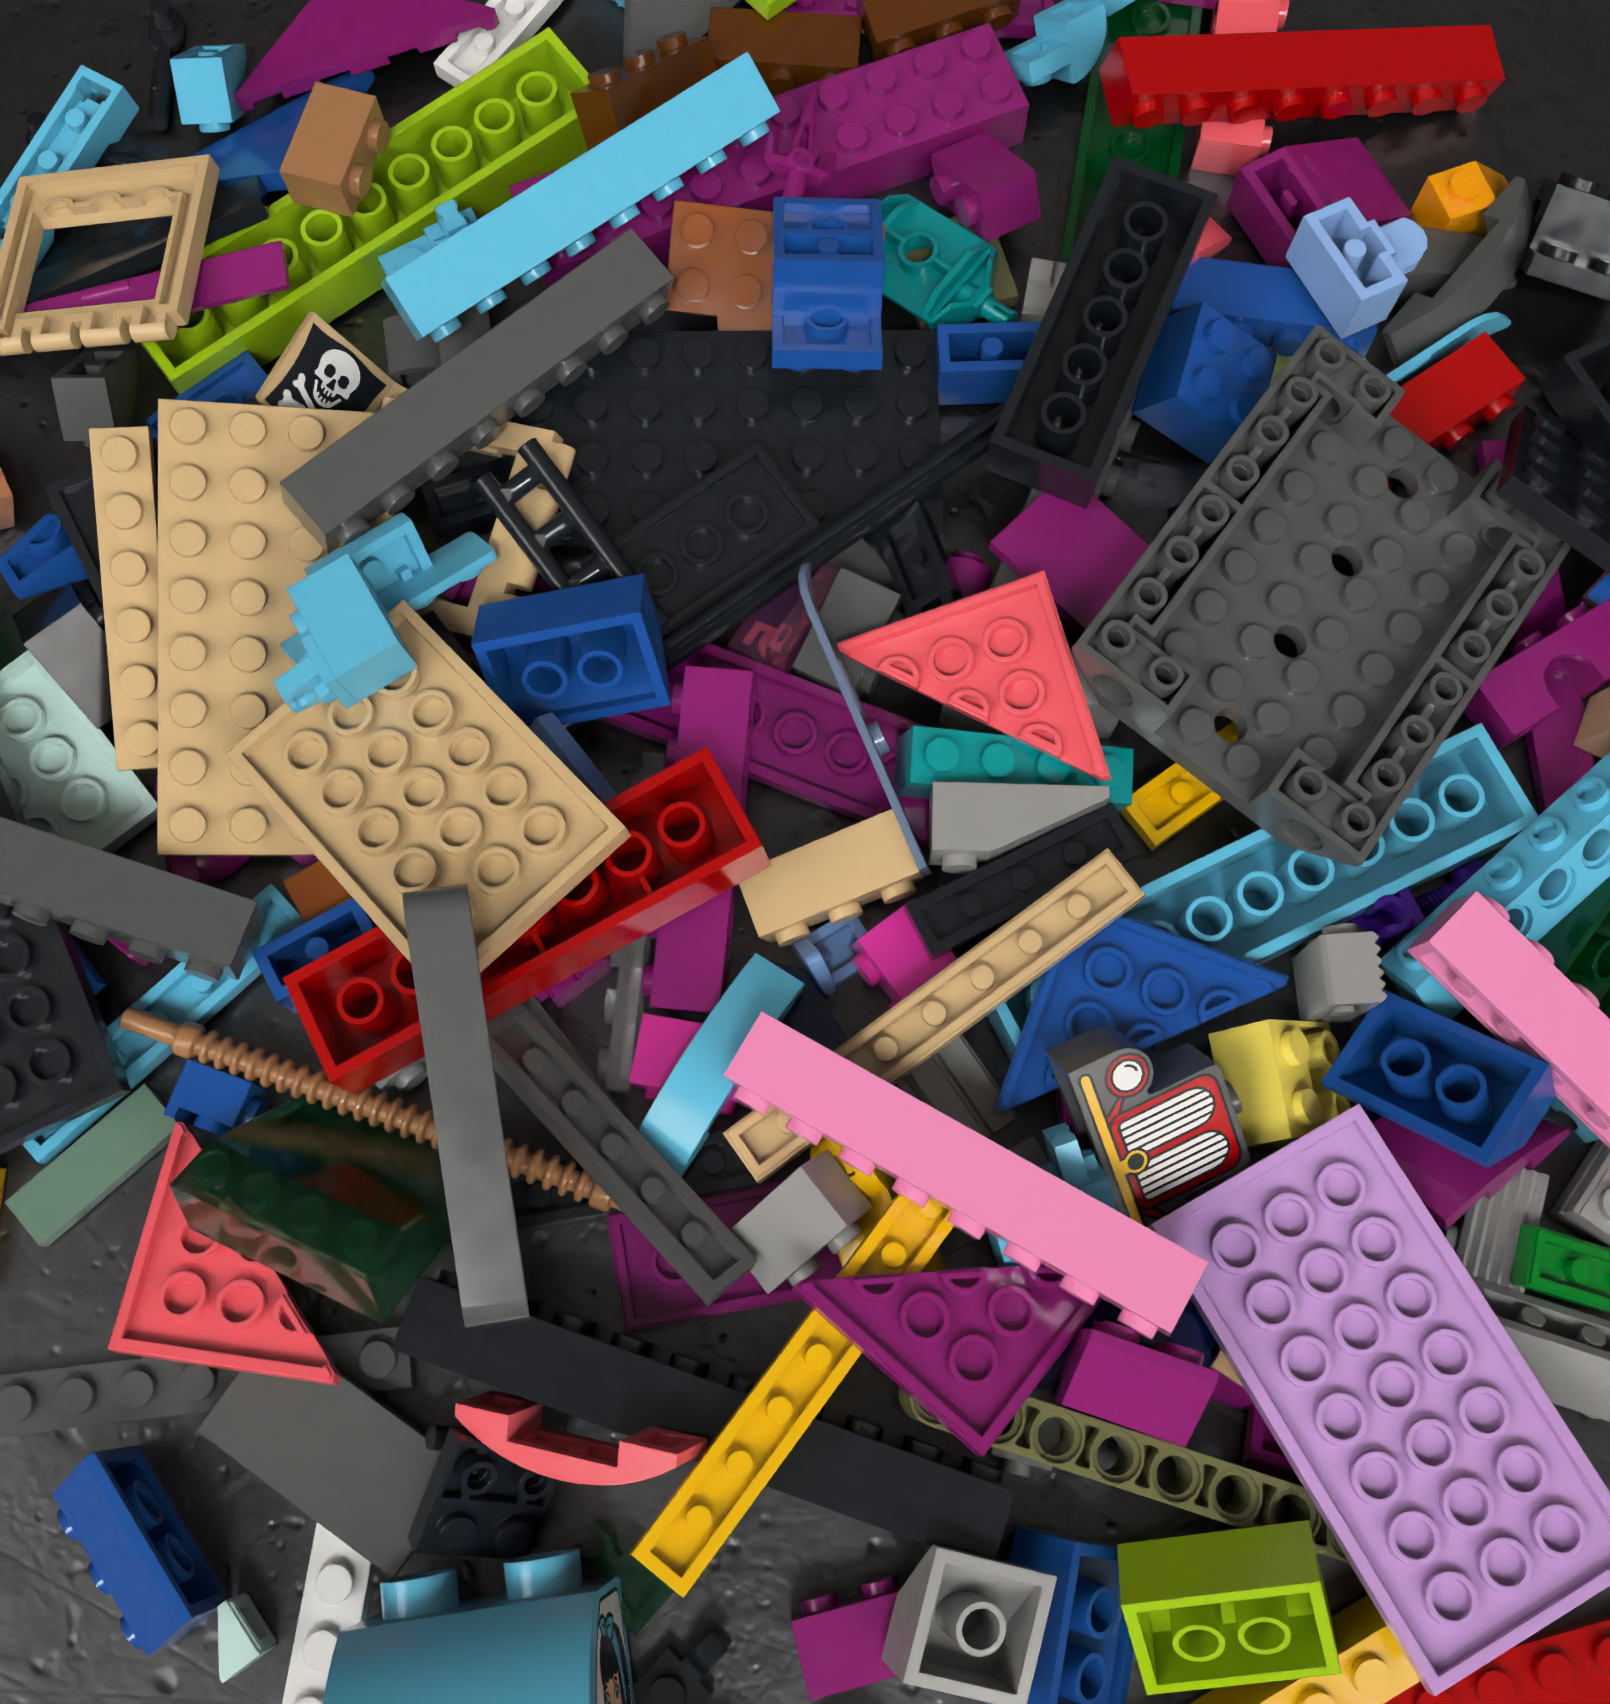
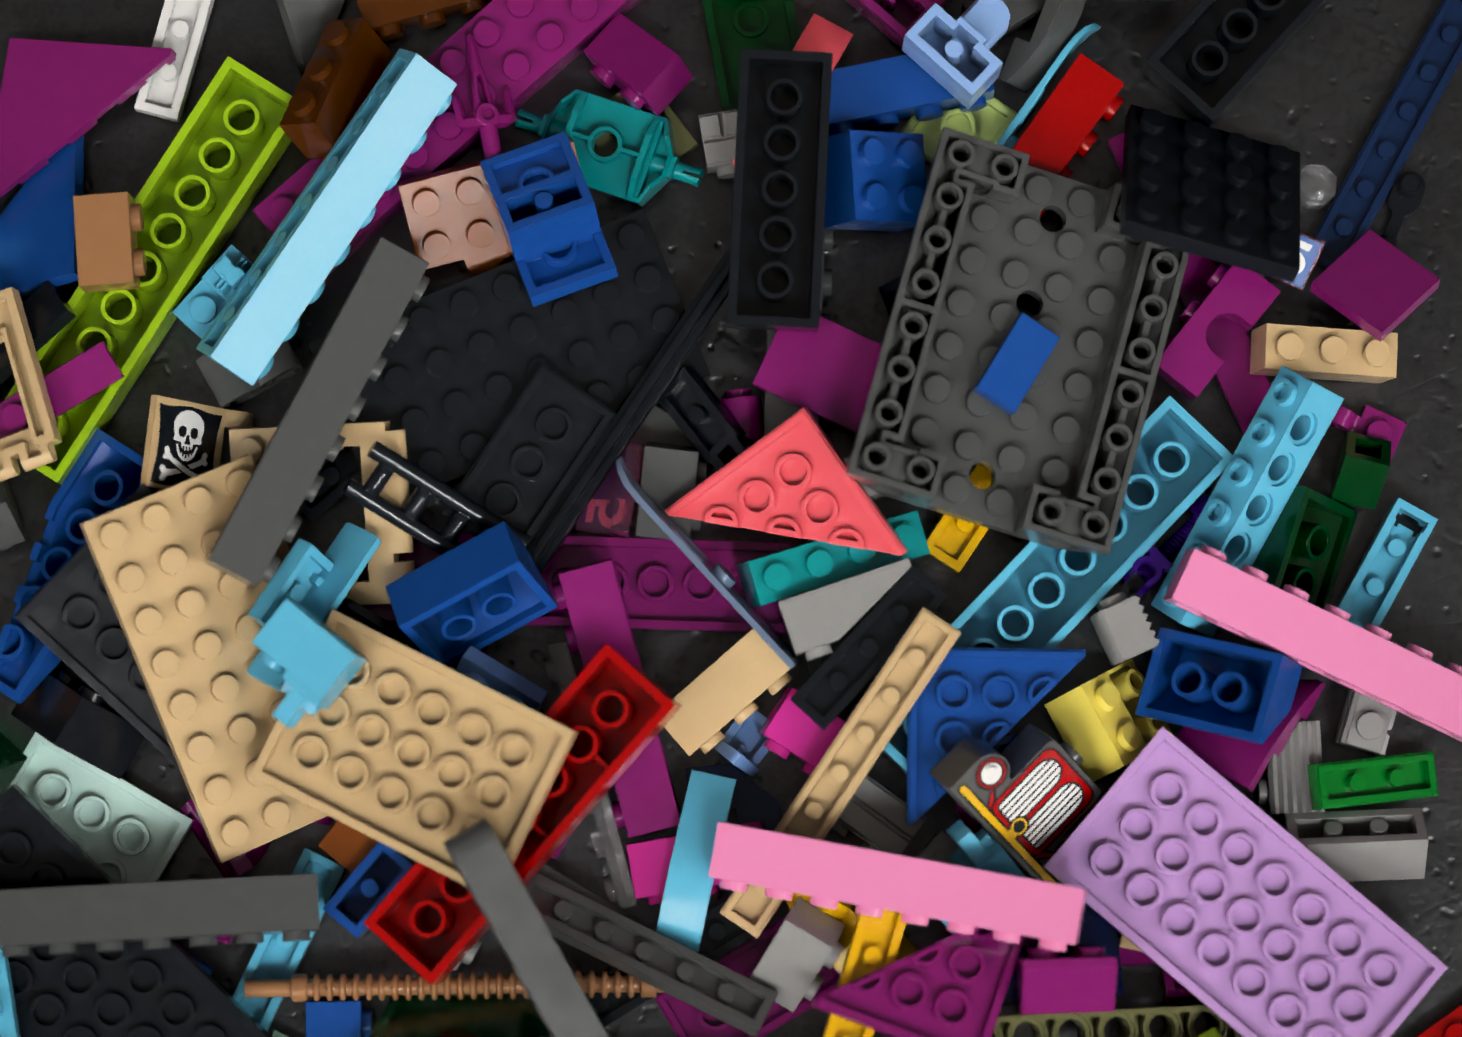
camera: 20 degrees left, 10 degrees up
(129, 580) = (113, 670): tan plate -> none
(980, 360) = (693, 220): blue brick -> none
(1315, 611) = (1016, 363): none -> blue tile

